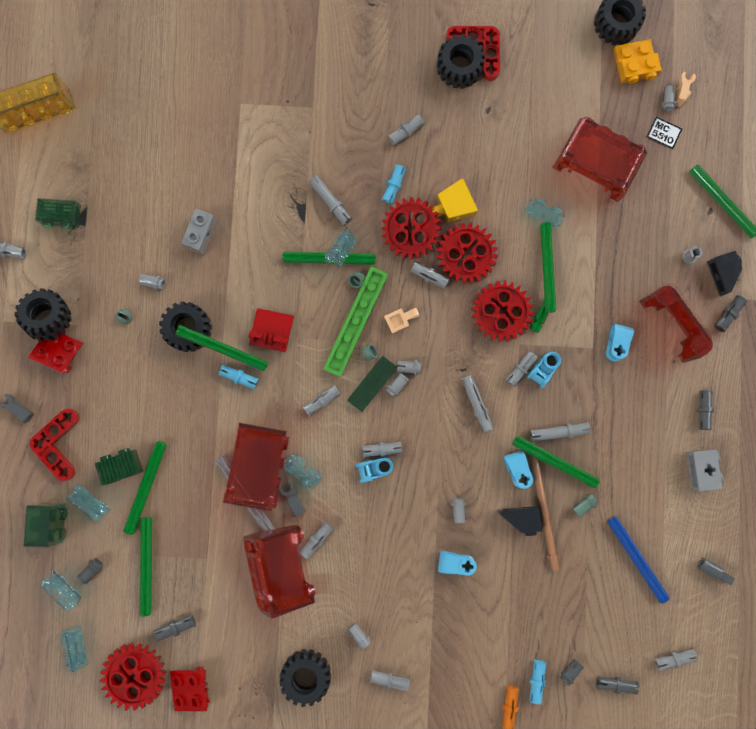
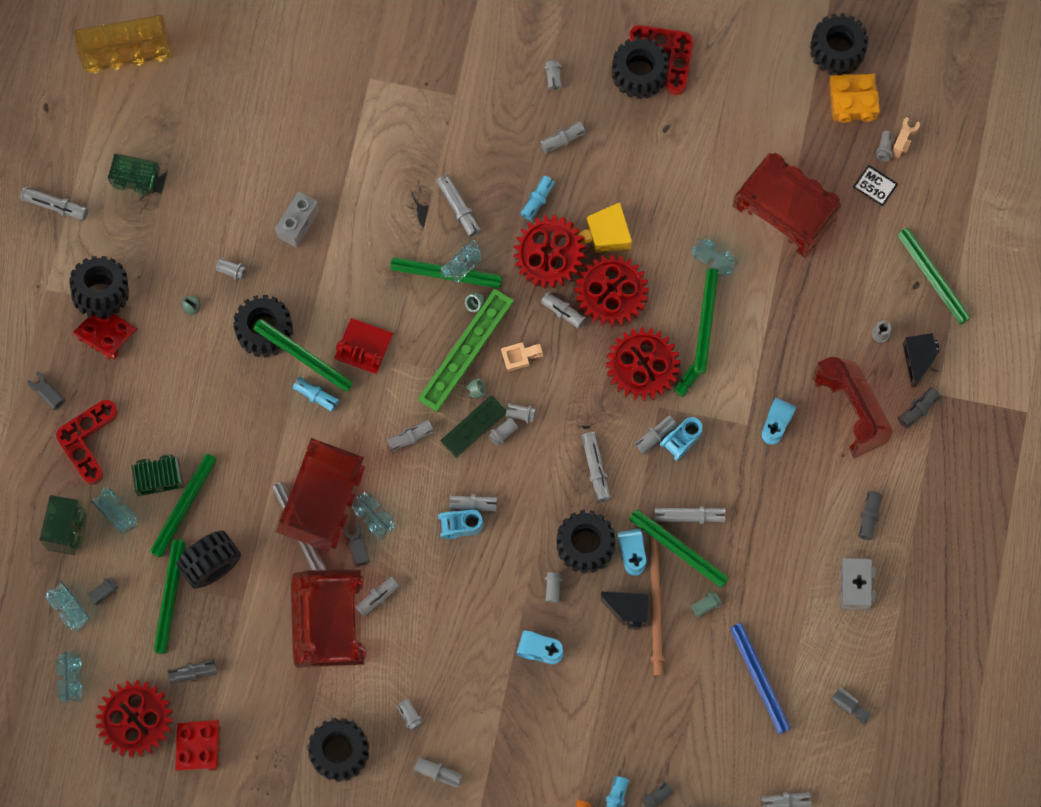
camera: 10 degrees right, 10 degrees down
(171, 536) = (208, 559): none -> black tyre
(390, 78) = (553, 74): none -> light grey pin
(495, 477) = (586, 522): none -> black tyre

